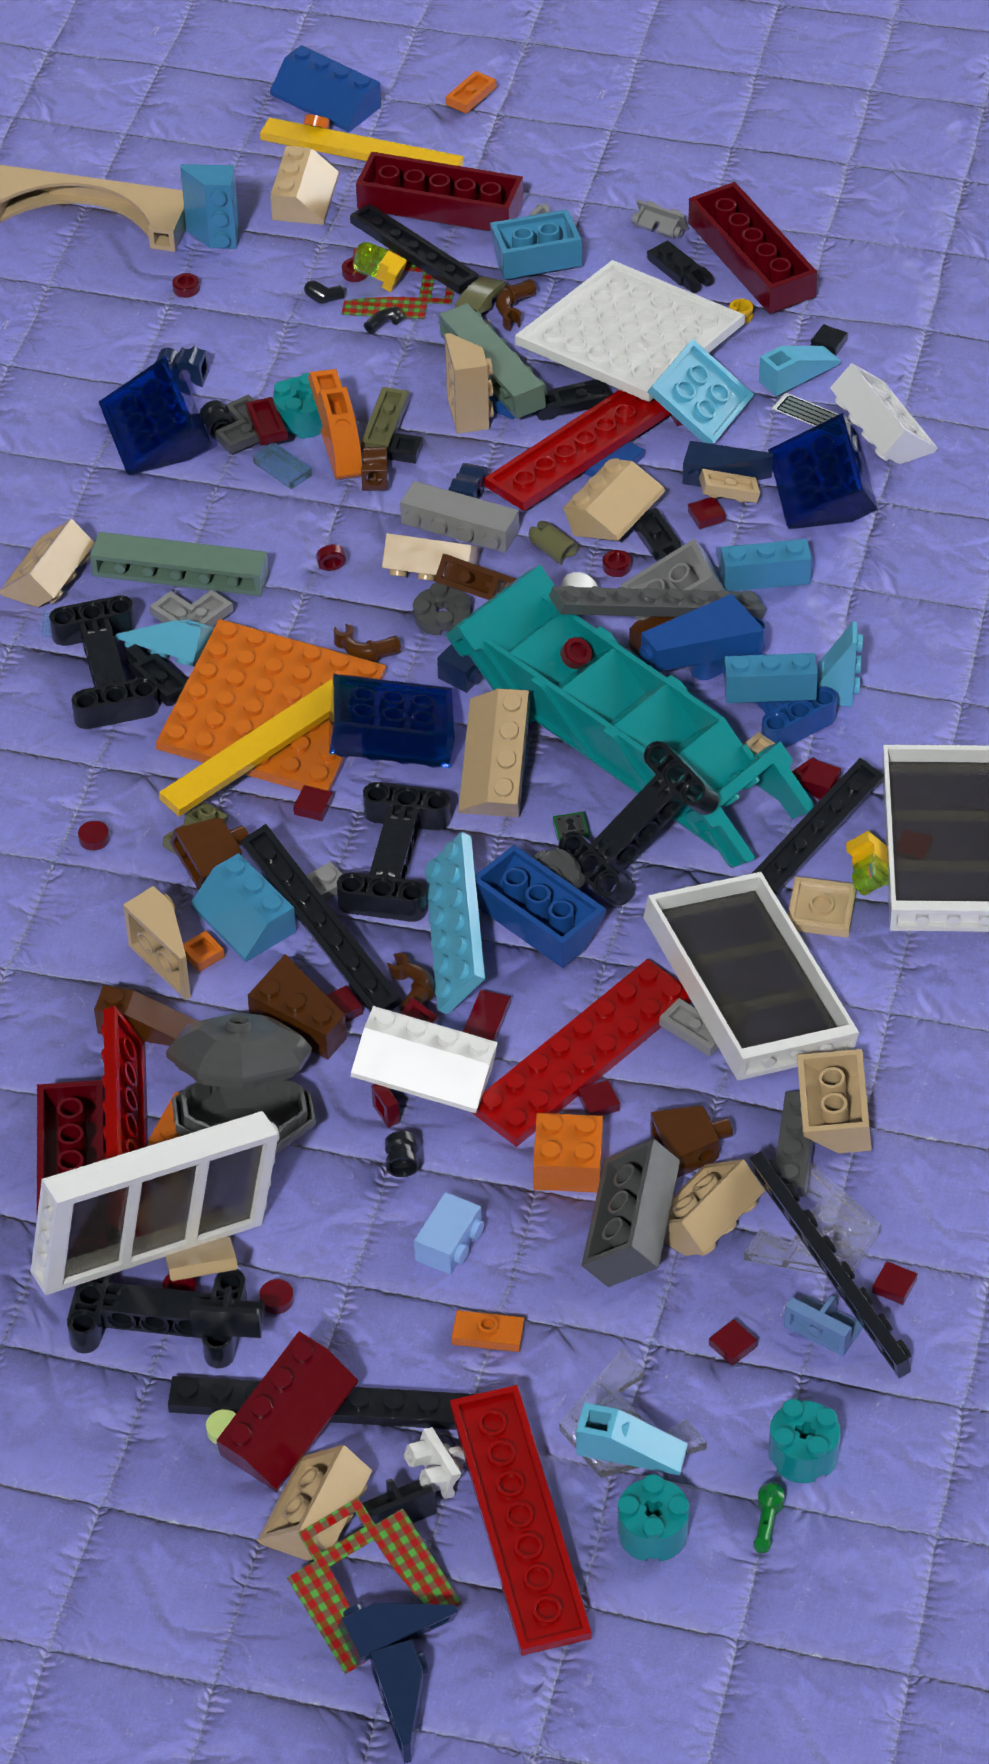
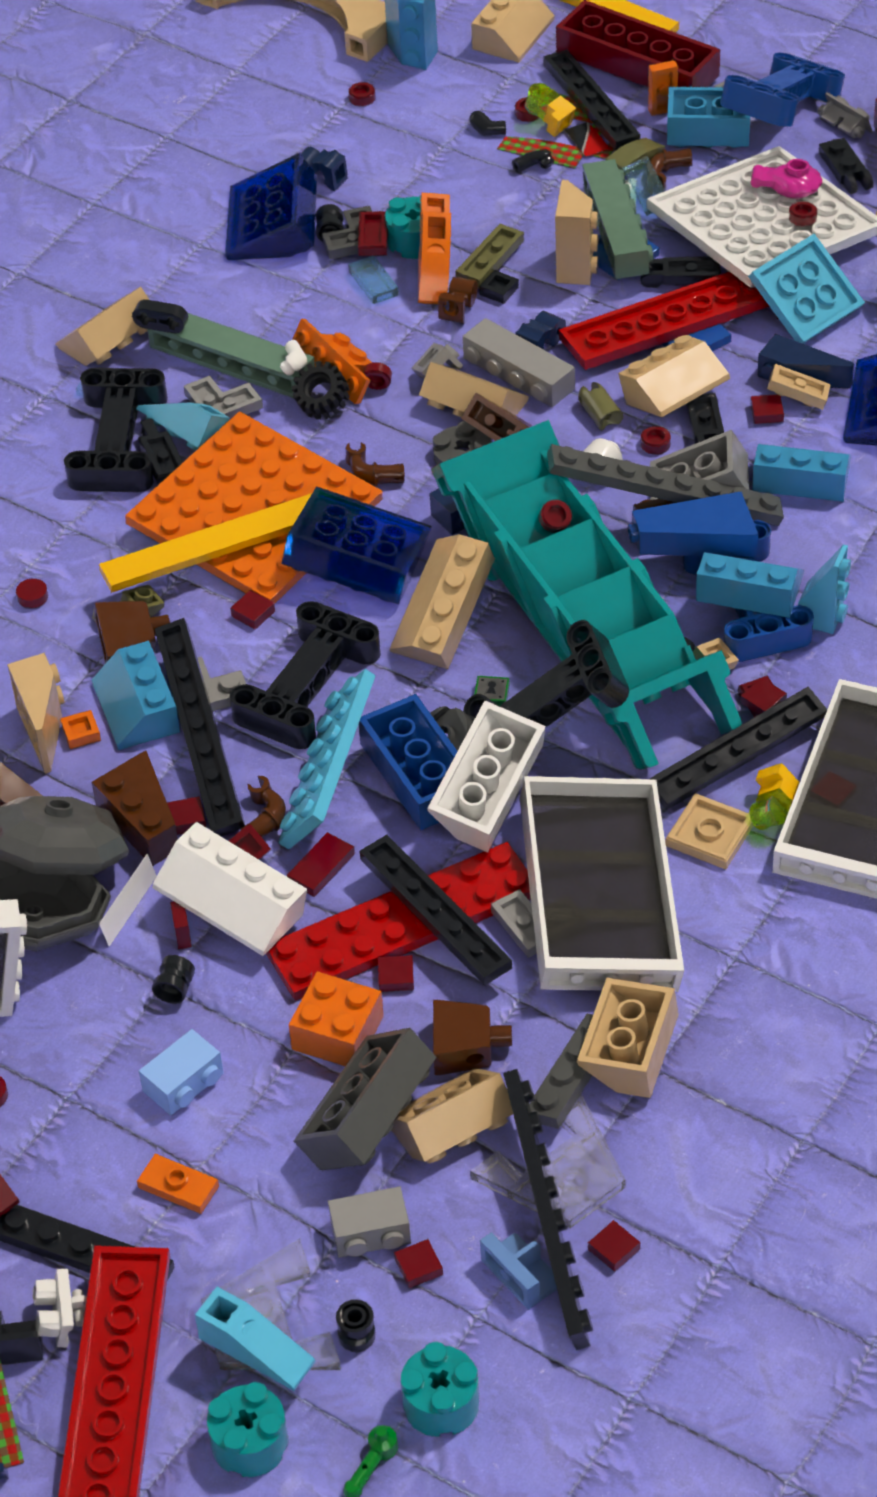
camera: 20 degrees right, 0 degrees up
(103, 543) = (160, 316): none -> black beam
(254, 556) = (295, 359): none -> white arm
(279, 568) = (314, 377): none -> black tyre
(284, 549) = (339, 352): none -> orange bracket
(325, 1094) = (127, 900): none -> white sticker
(375, 534) = (437, 354): none -> light grey bracket
(424, 288) = (587, 139): none -> sticker
(479, 219) = (660, 78): none -> orange plate
(503, 320) = (643, 181): none -> clear light blue tile
(597, 210) = (777, 95): none -> blue beam
(616, 1033) = (436, 910): none -> black plate
(617, 902) = (486, 775): none -> white slope
(643, 291) = (790, 180): none -> dark pink animal
(667, 321) = (803, 214): none -> dark red tile
(677, 1318) = (369, 1222): none -> light grey brick
(705, 1407) = (355, 1325): none -> black wheel

